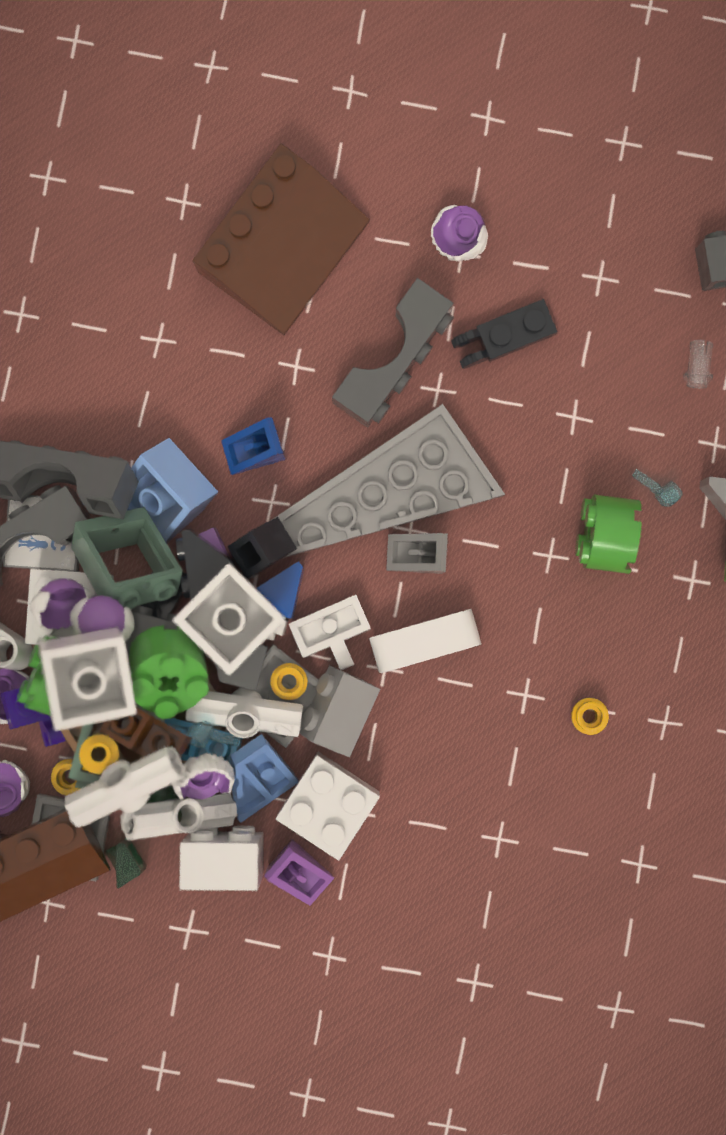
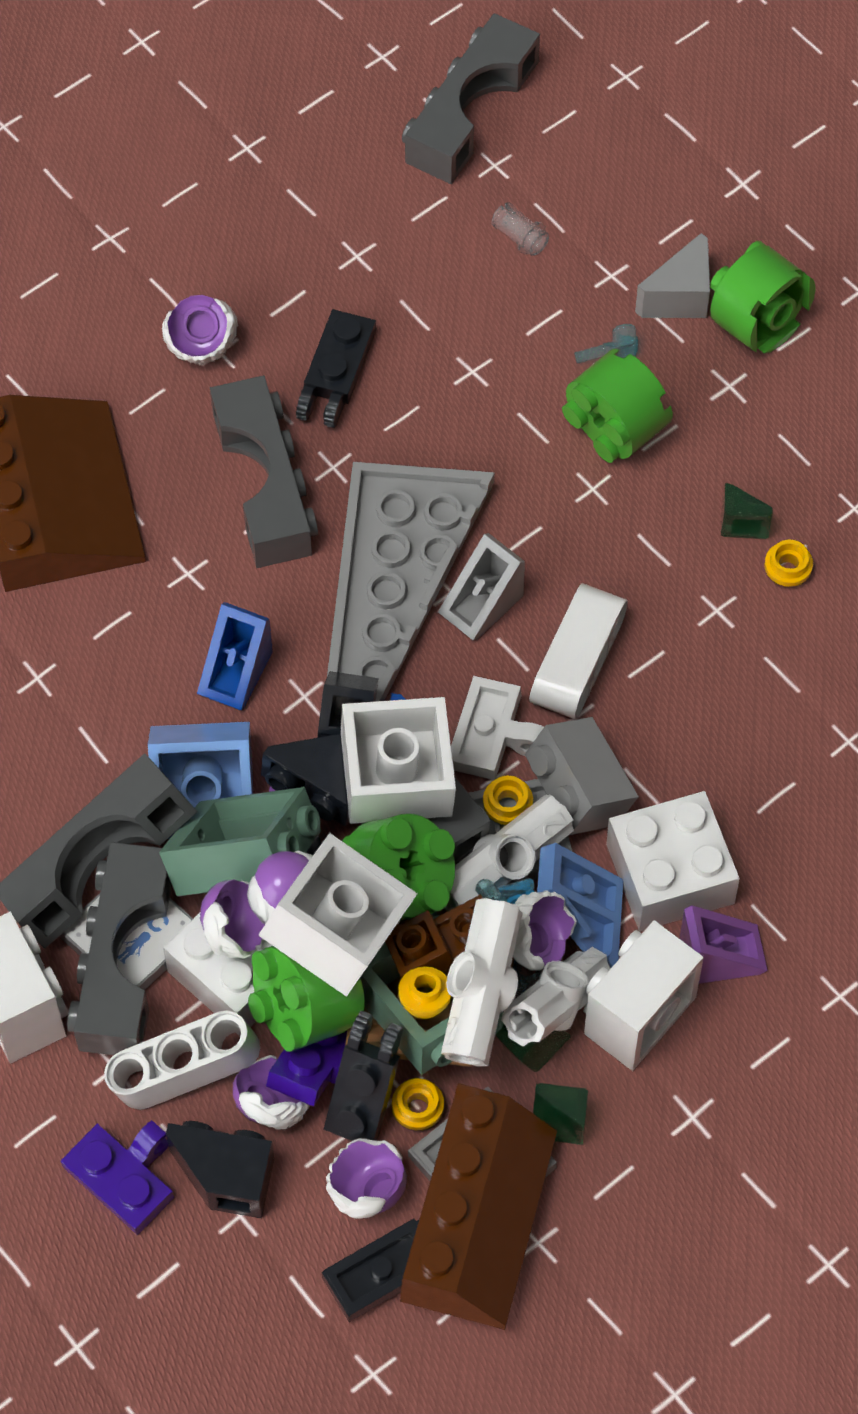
camera: 50 degrees left, 25 degrees down
(40, 749) = (363, 1082): none -> black hinge
(601, 665) = (744, 515): none -> clear green slope

